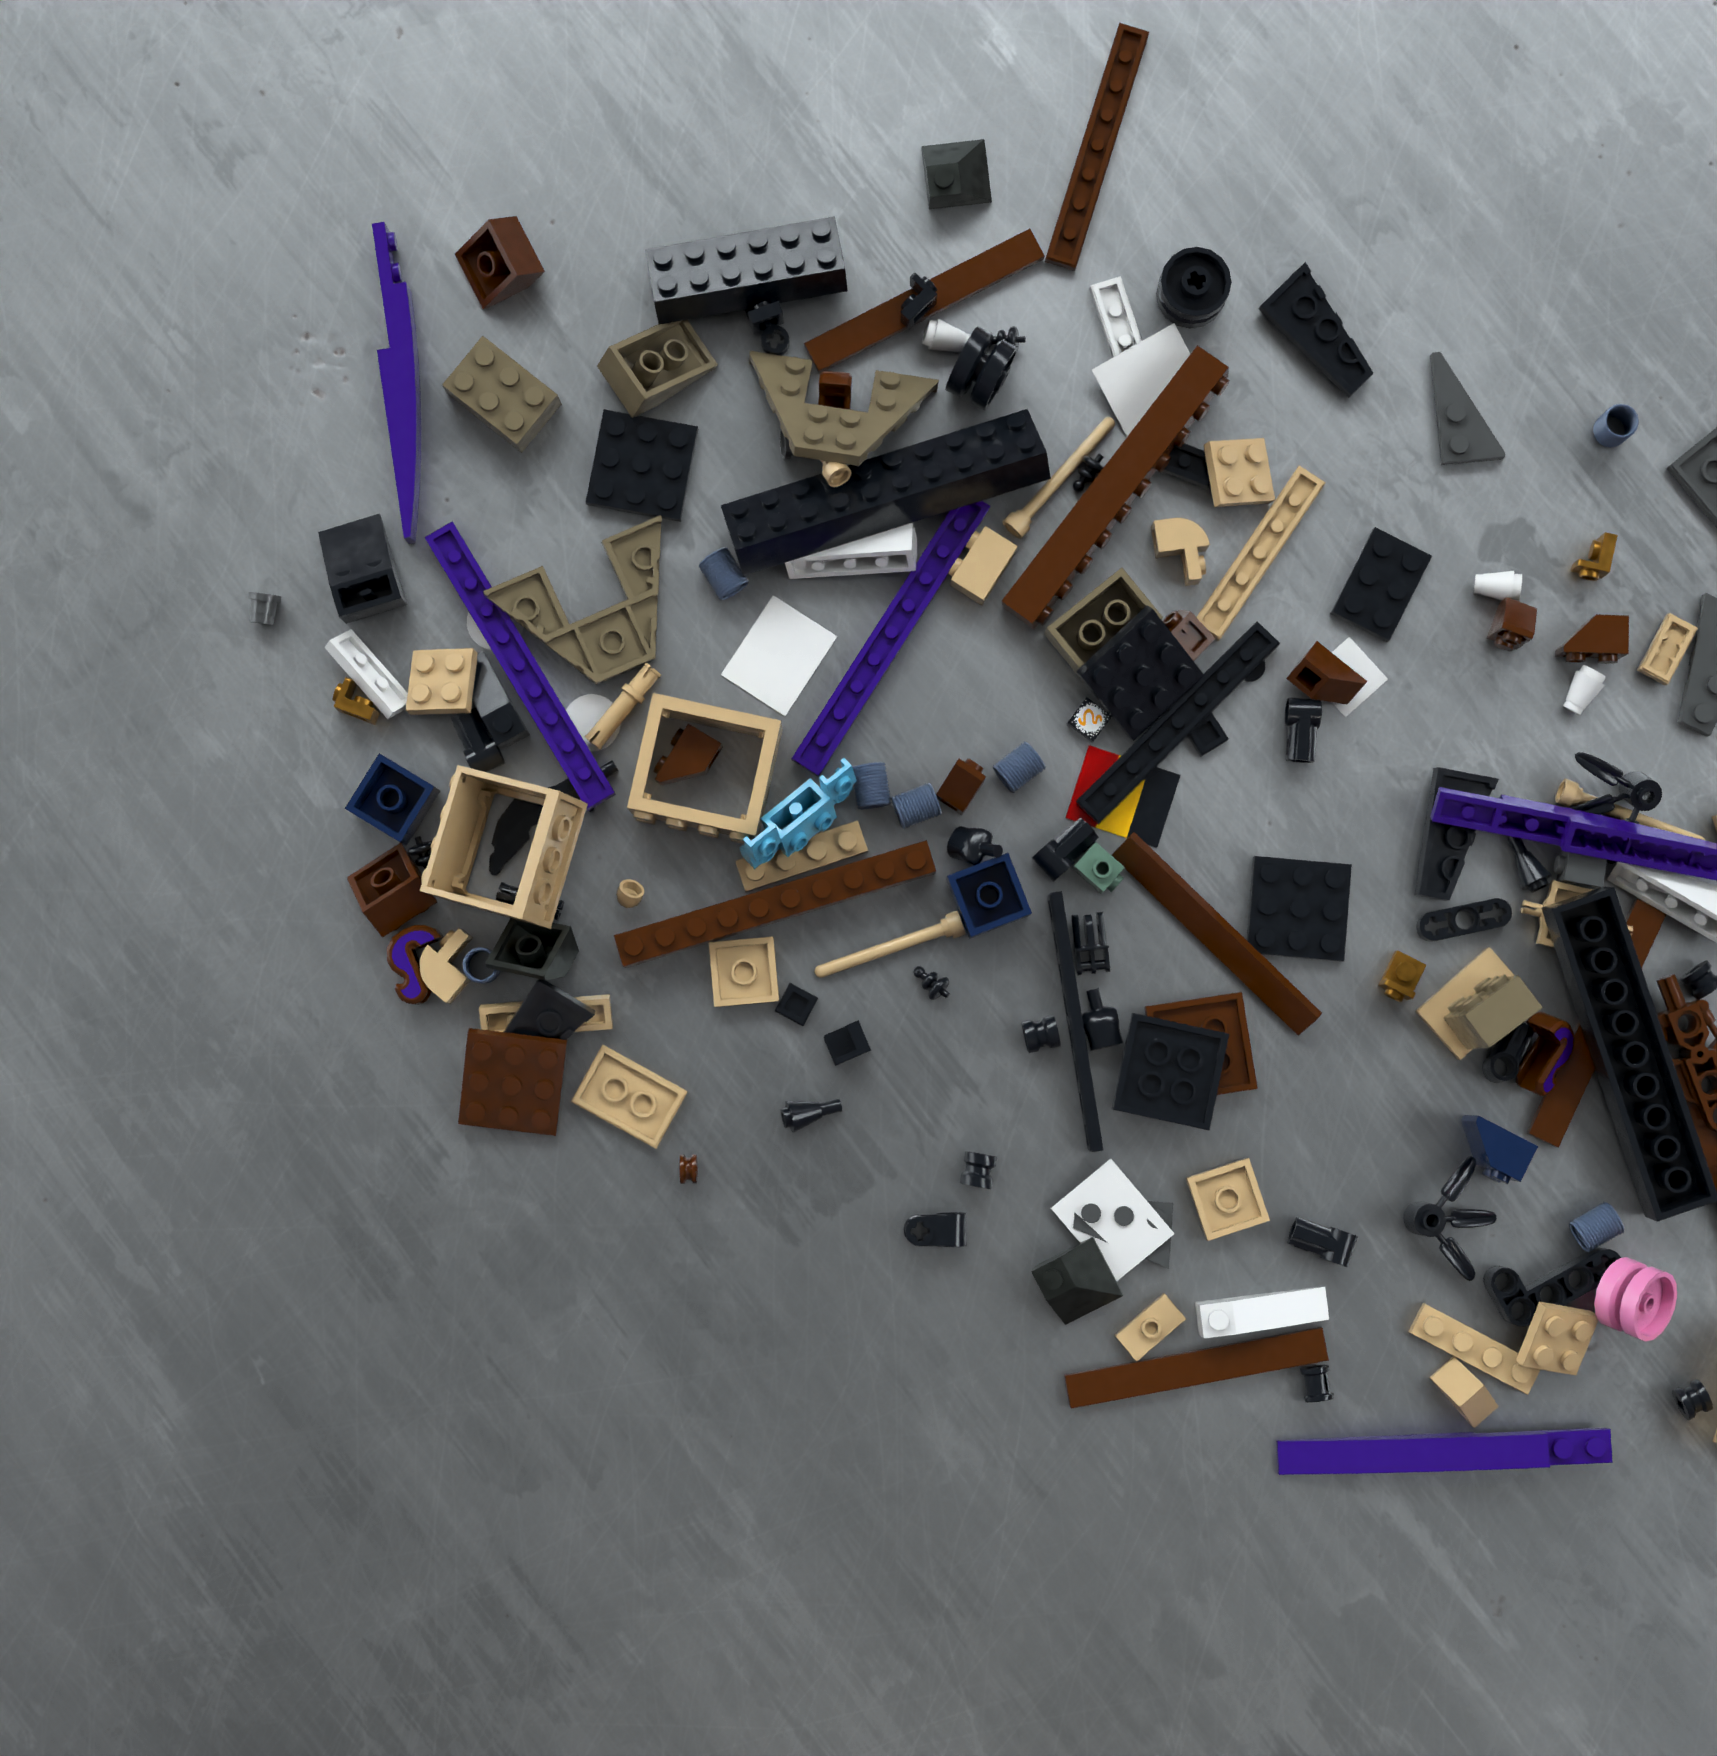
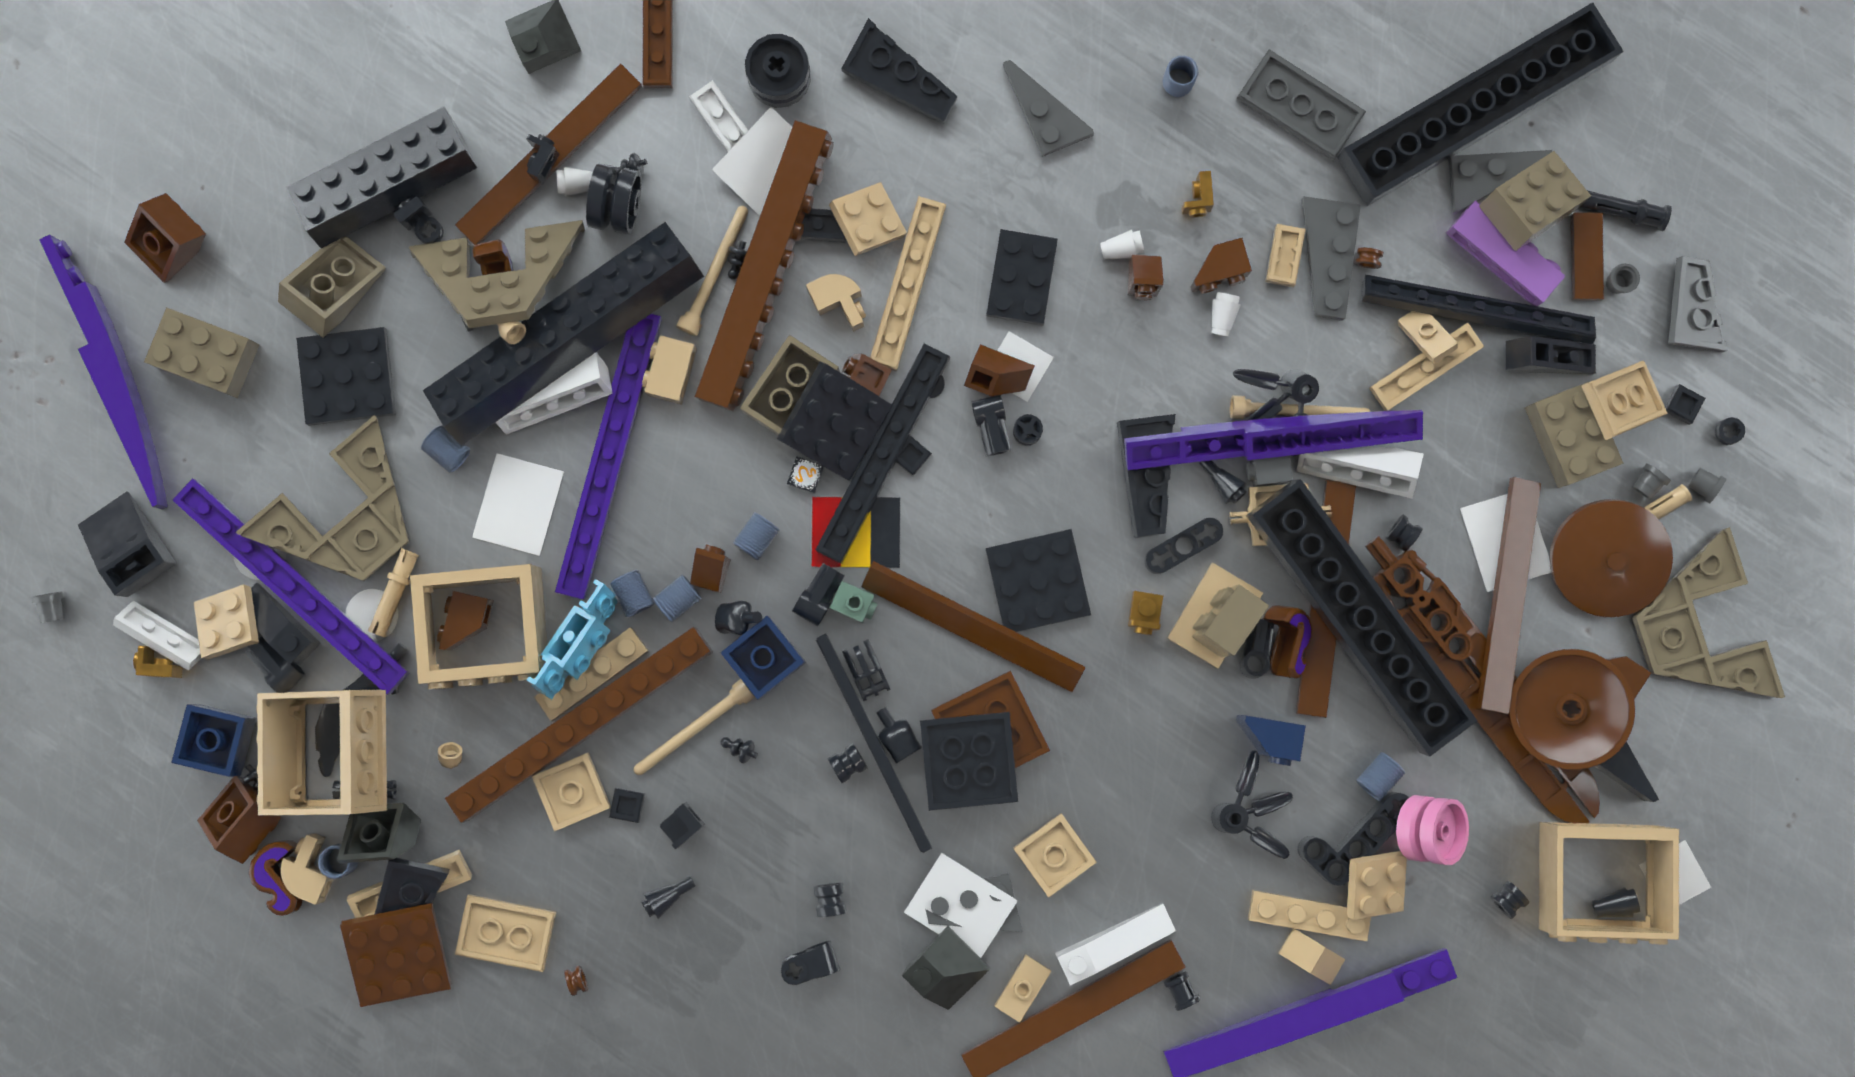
camera: 20 degrees left, 0 degrees up
(1328, 1243) = (1156, 865): black piece -> none
(1342, 742) = (1029, 425): none -> black wheel

